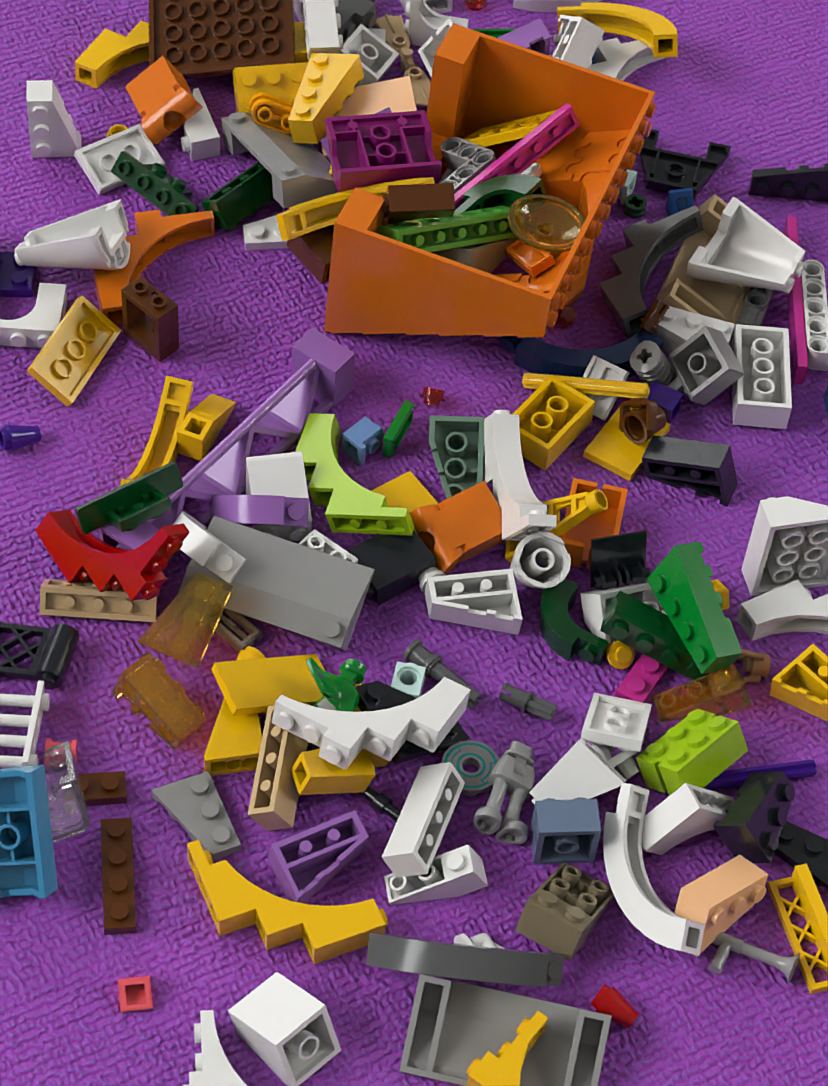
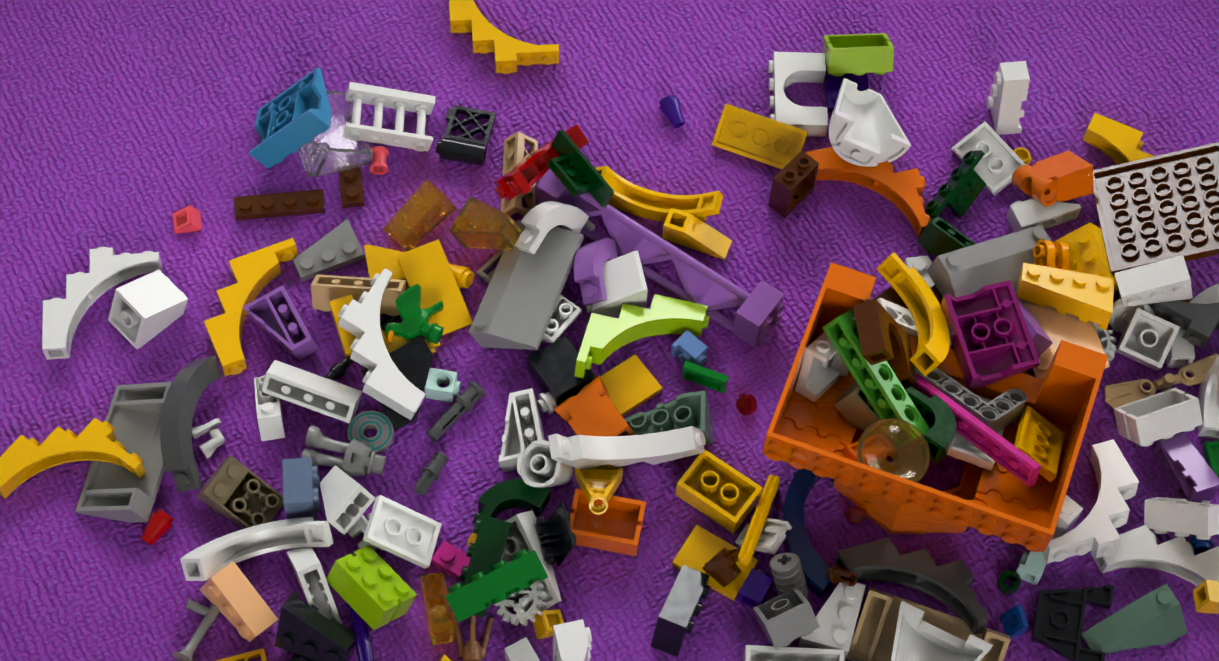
camera: 90 degrees right, 10 degrees up
(675, 117) = (1143, 623): none -> sand green wedge

